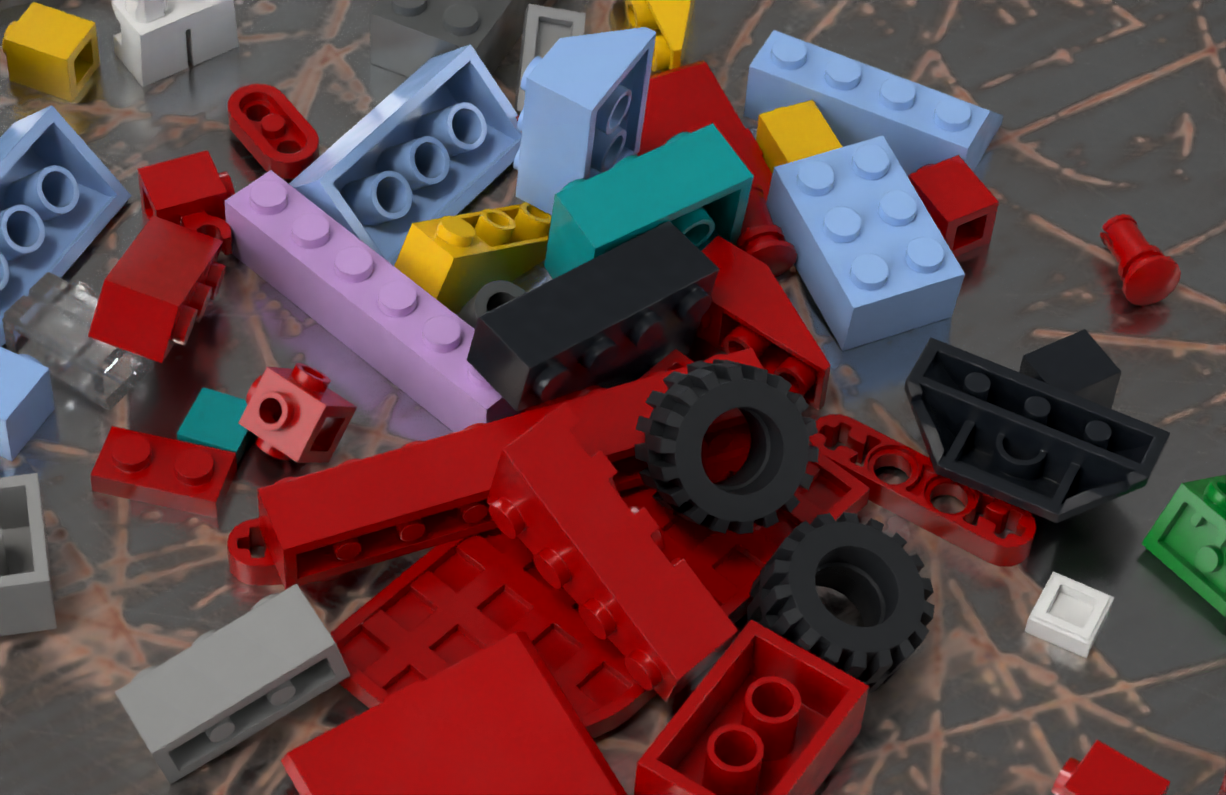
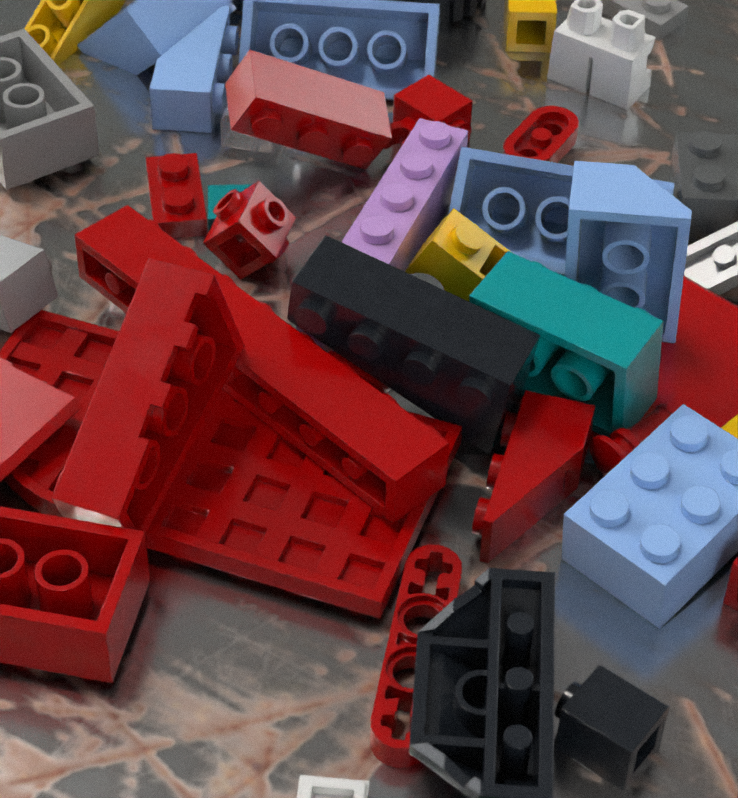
camera: 70 degrees right, 5 degrees down
(775, 456) = (266, 436): black tyre -> none
(865, 569) = (205, 557): black tyre -> none

